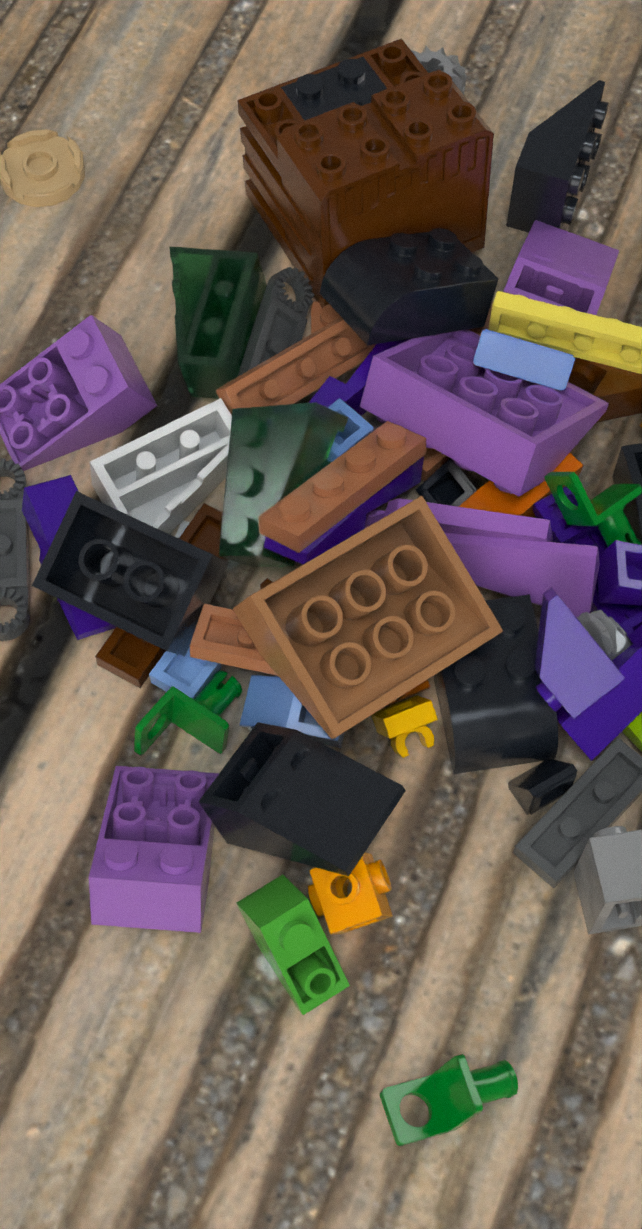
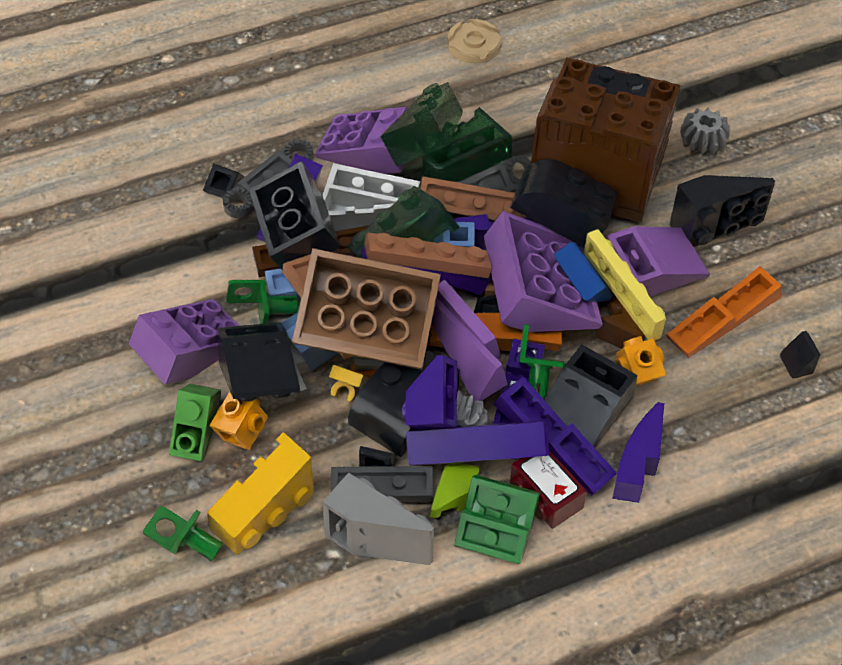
camera: 45 degrees right, 10 degrees down
(140, 322) = (424, 124): none -> clear green wedge
(493, 960) = (264, 498): none -> yellow wedge

